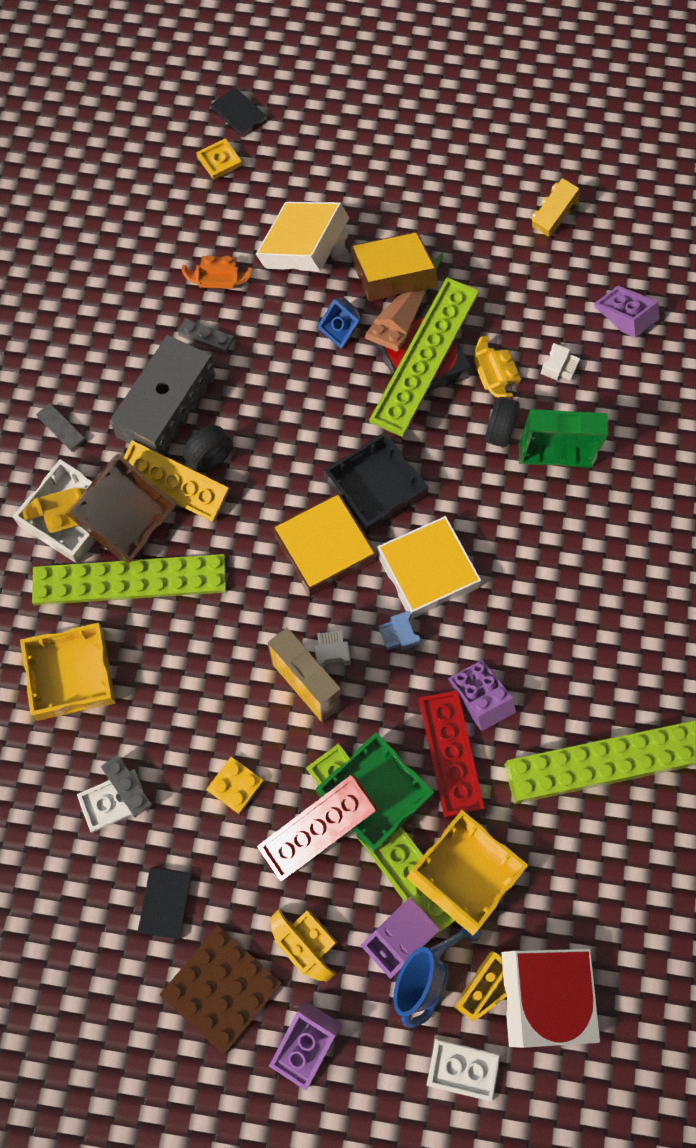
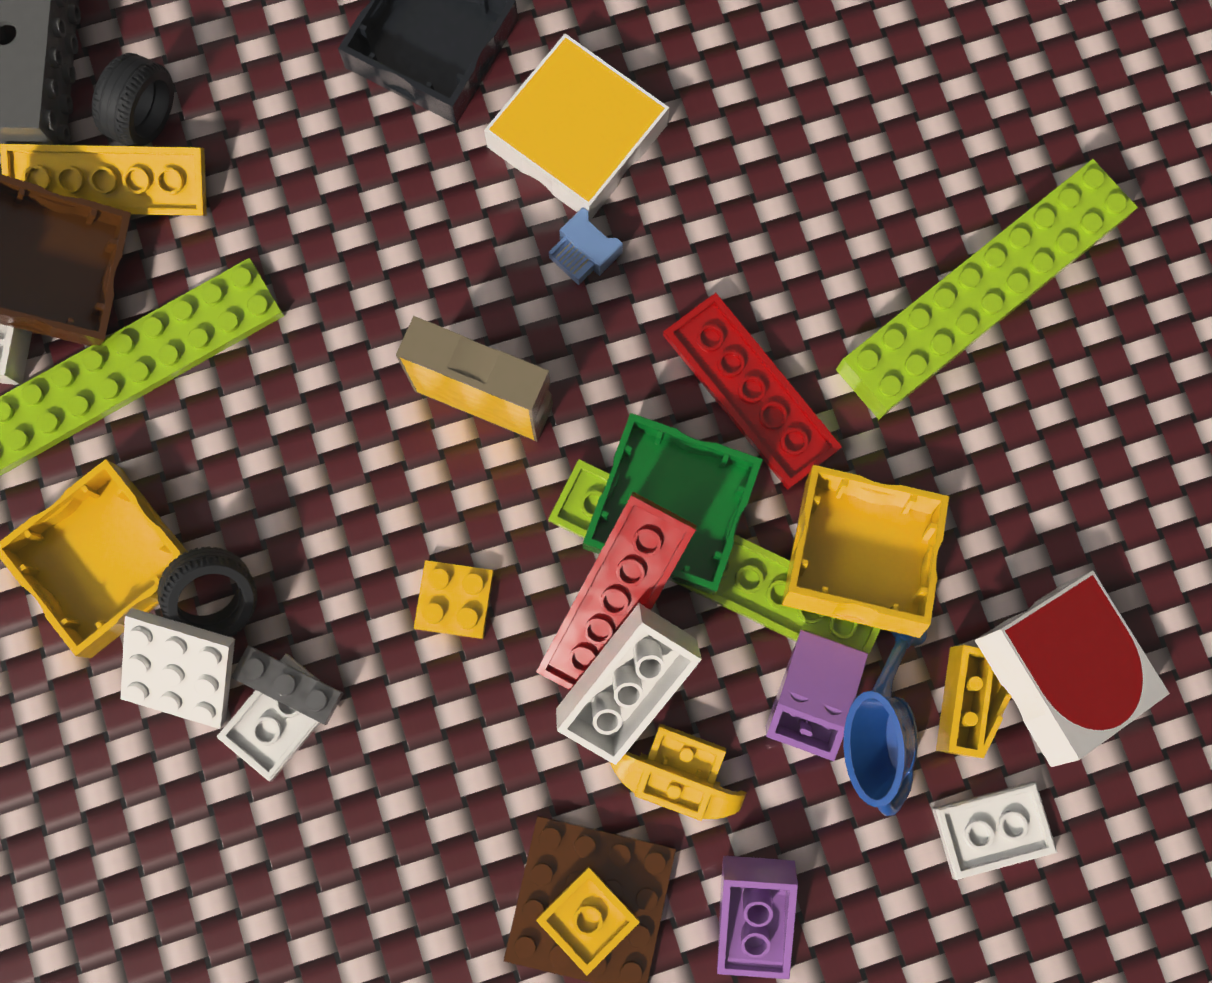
camera: 30 degrees left, 10 degrees up
(76, 748) = (176, 668): none -> white plate
(111, 736) = (203, 562): none -> black tyre
(164, 903) = (440, 826): black tile -> none
(214, 995) = (587, 920): none -> yellow plate
(300, 876) = (627, 684): none -> white brick
(324, 544) = (398, 166): yellow tile -> none
(332, 649) = (495, 321): white piece -> none
(483, 695) = (756, 281): medium lavender slope -> none

